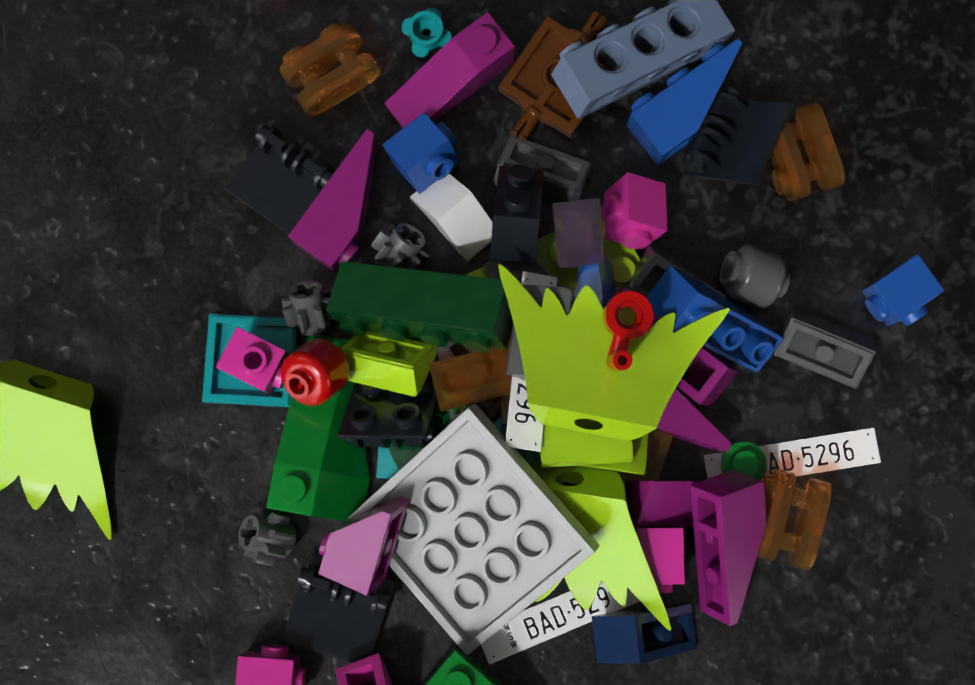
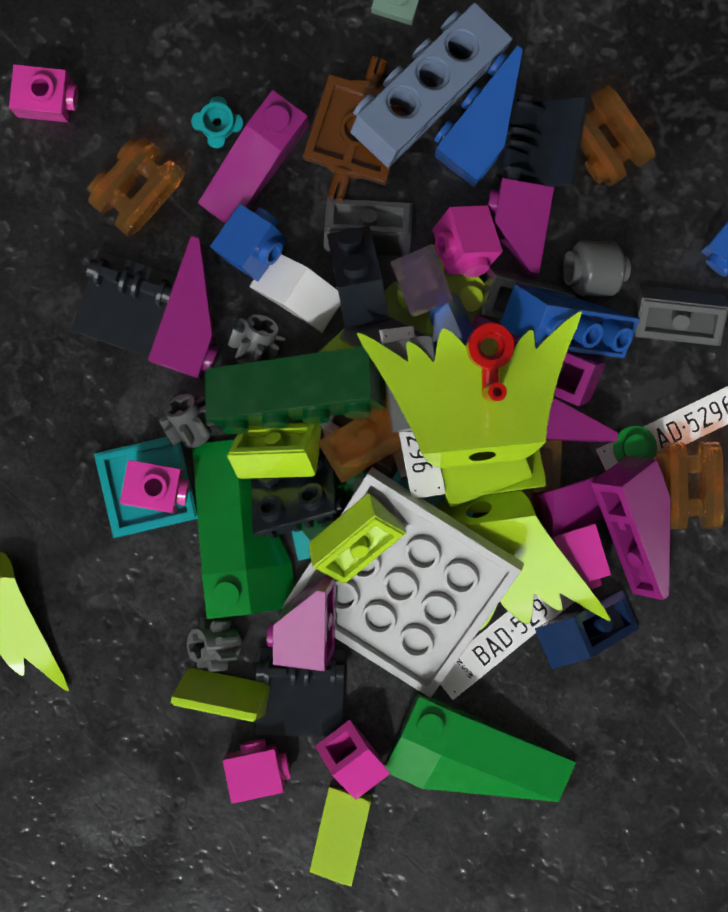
camera: 20 degrees left, 5 degrees up
(259, 590) = (222, 695): none -> lime slope
(314, 372) = (213, 480): red head -> none
(436, 471) = (355, 539): none -> lime slope
(694, 208) = (522, 220): none -> magenta slope

